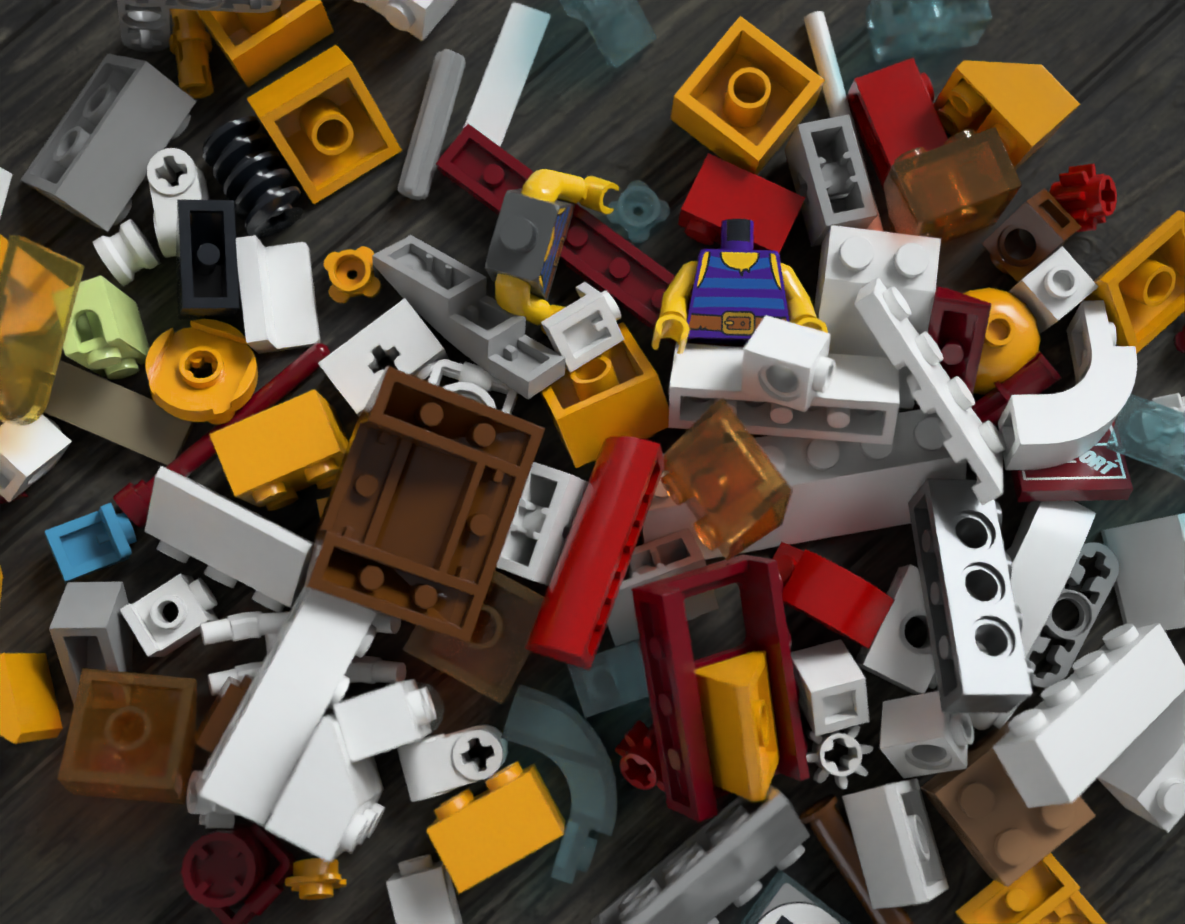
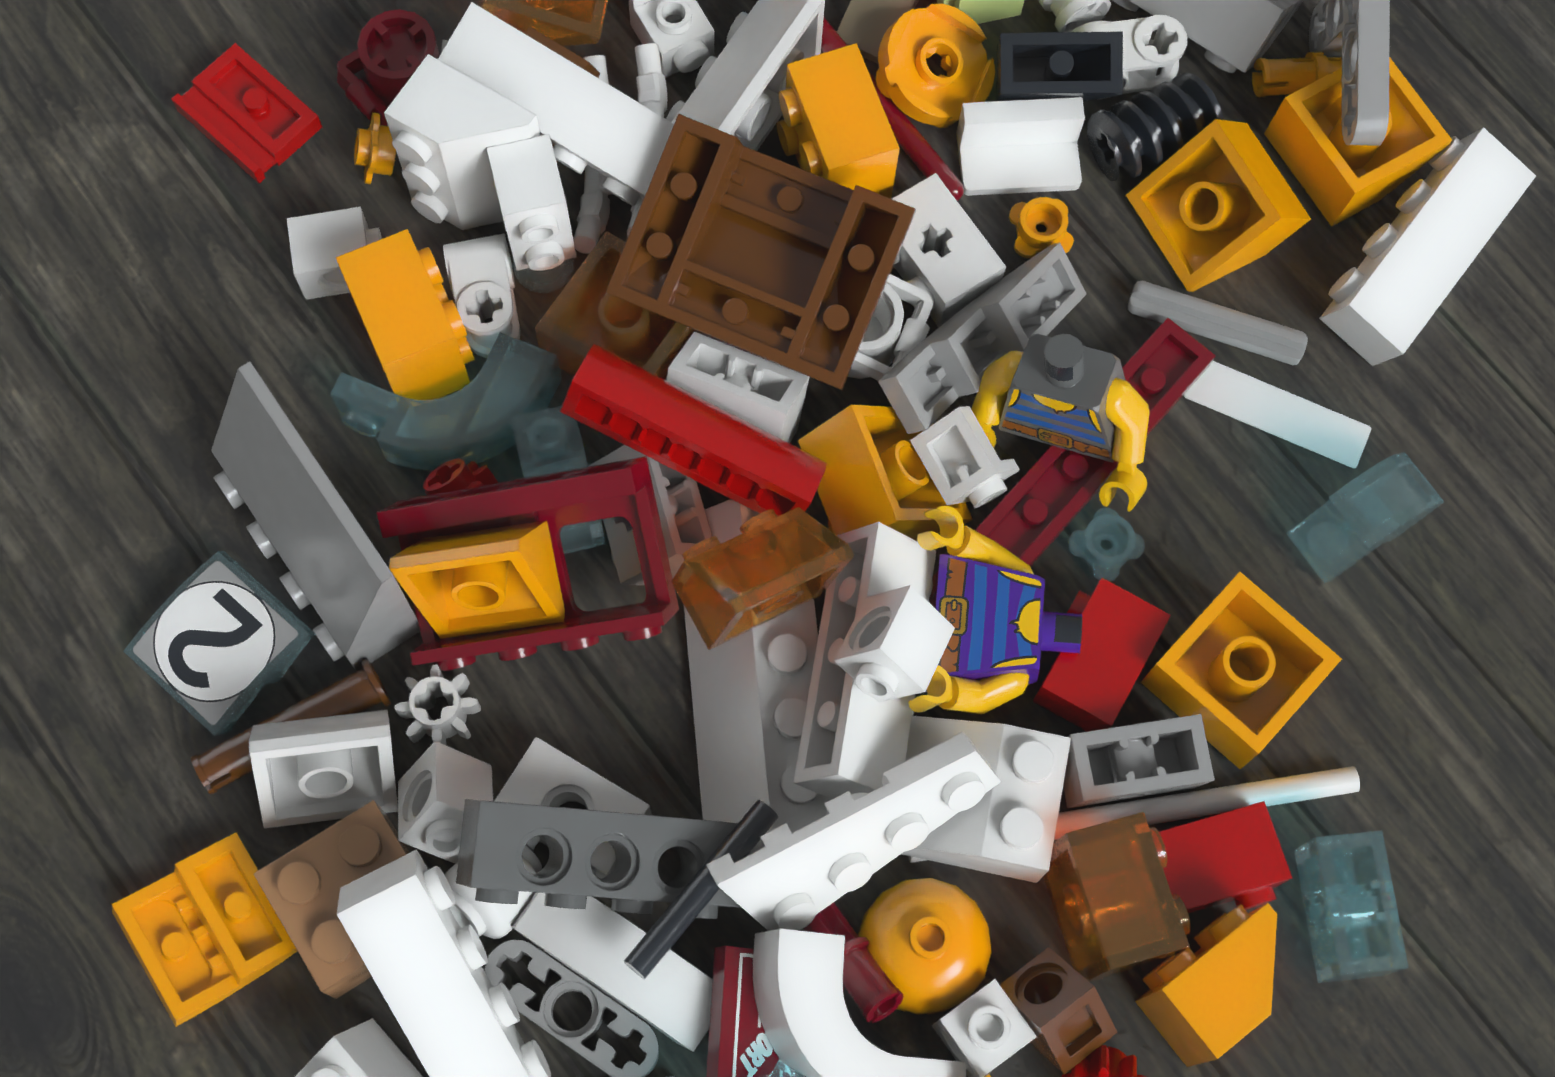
camera: 90 degrees right, 10 degrees down
(830, 687) = (514, 698): white brick -> none
(831, 594) = (621, 706): red brick -> none
(959, 330) = (925, 881): dark red slope -> none
(991, 512) = (698, 891): none -> black bar

